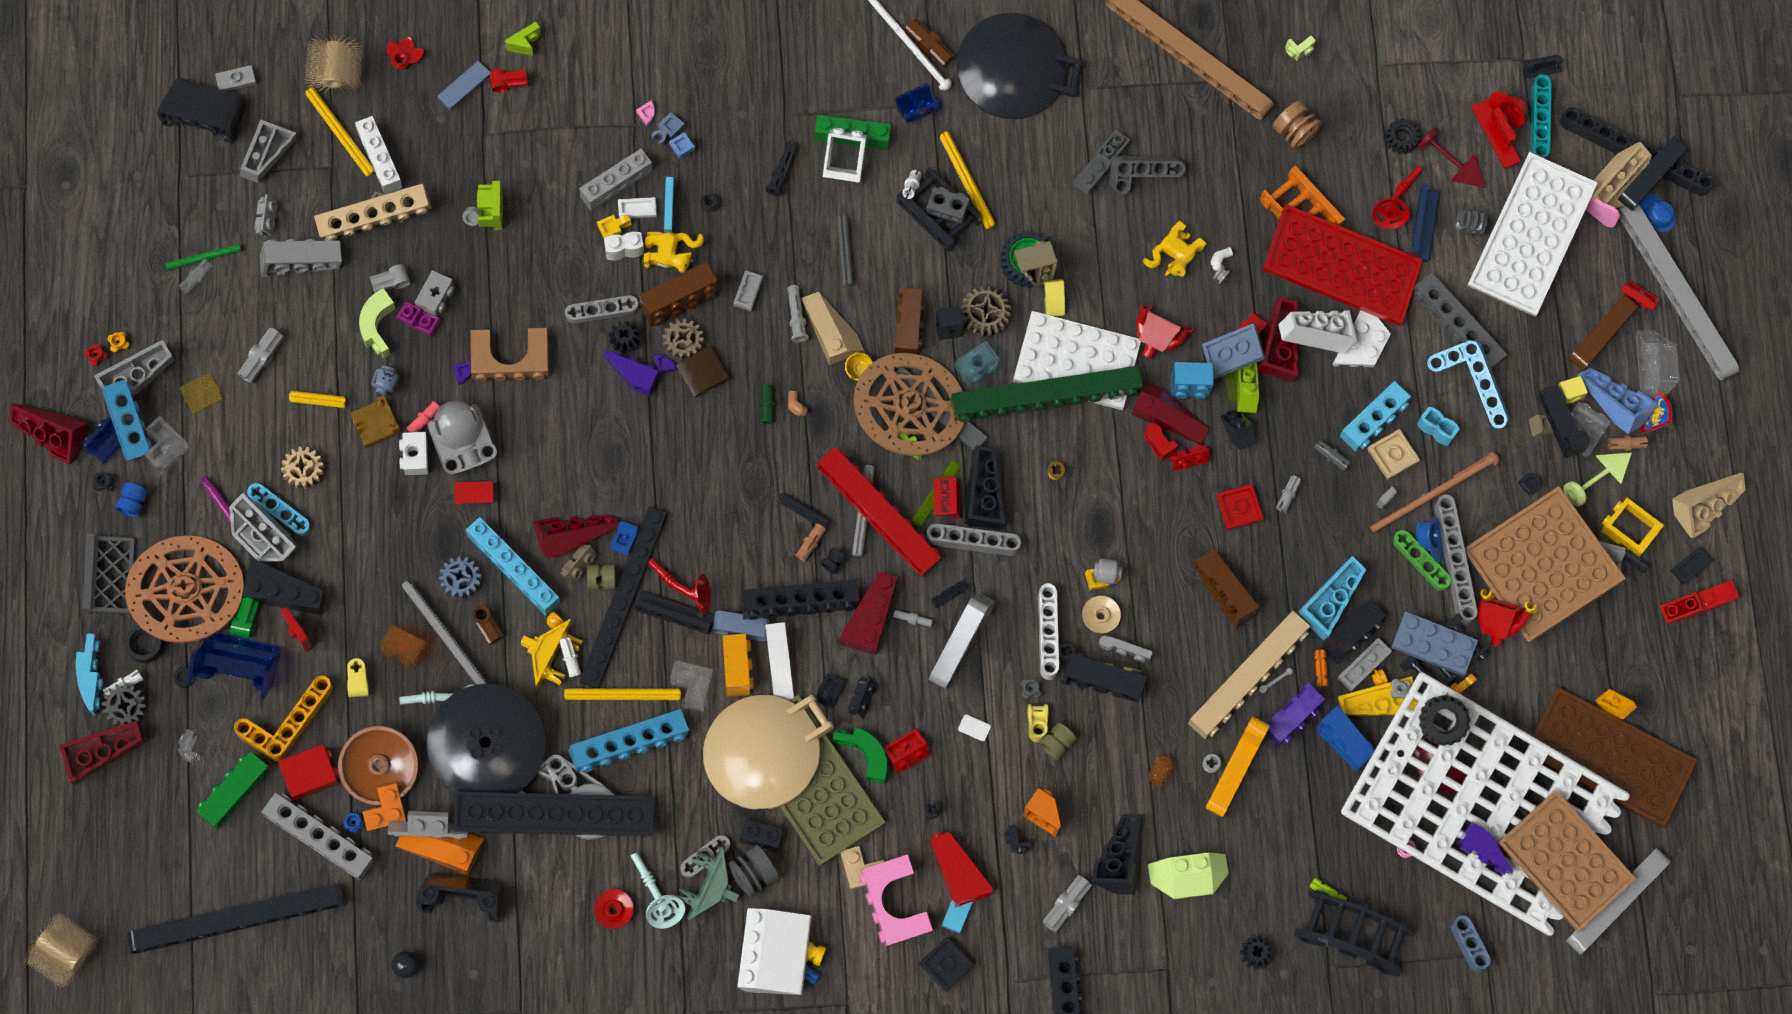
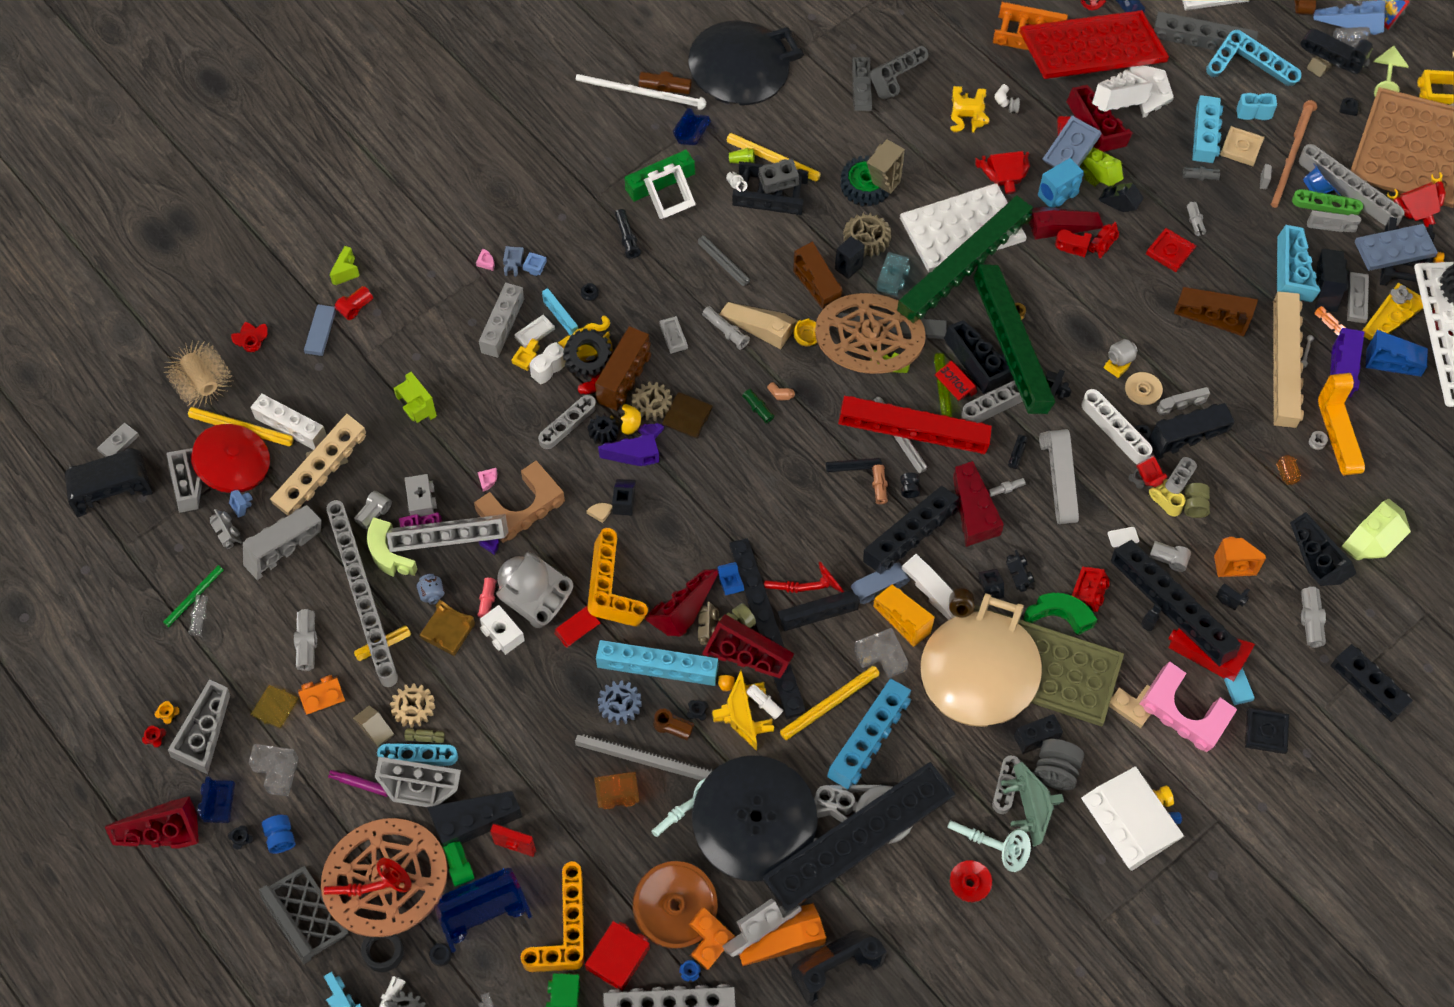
camera: 30 degrees left, 10 degrees down
(111, 393) = (226, 778): dark azure brick -> none
(182, 594) = (390, 878): none -> red dish
(241, 409) = (321, 695): none -> orange bracket
(262, 463) = (374, 726): none -> dark tan slope
(292, 200) = (240, 502): none -> medium blue tile
(294, 498) = (424, 735): none -> olive axle
(309, 157) = (230, 458): none -> red dish
(329, 353) = (362, 599): none -> light grey beam
(357, 682) = (599, 848): light yellow piece -> none
(428, 343) = (447, 533): none -> light grey brick
(470, 215) = (404, 419): light grey tile -> none
(501, 315) = (487, 478): none -> bright pink tile
(515, 620) = (697, 704): none -> black plate
(522, 469) = (601, 601): none -> light orange beam
(568, 406) = (600, 511): none -> tan tile
(586, 605) = (748, 648): none -> dark red wedge
(594, 407) = (623, 497): none -> black slope
(638, 289) = (588, 387): none -> red arm
(641, 253) = (587, 338): none -> black tyre
(651, 345) = (631, 420): none -> yellow hair
(786, 689) = (961, 603): none -> dark brown head
(940, 162) = (742, 155): none -> lime cone
(953, 875) = (1176, 603): none -> black brick
(998, 774) = (1175, 557): none -> light grey piece
(1022, 494) = (1013, 339): none -> dark green brick
(1033, 556) = (1055, 379): none -> black hips
(1037, 691) = (1151, 472): none -> red bracket
(1054, 297) = (911, 190): light yellow slope -> none
(1067, 705) = (1181, 480): none -> light grey beam
(1379, 677) = (1376, 299): light orange plate -> none
(1409, 582) = (1333, 221): none -> light grey hinge
(1573, 389) = (1322, 24): light yellow brick -> none
(1627, 443) = (1387, 39): medium nougat pin -> none

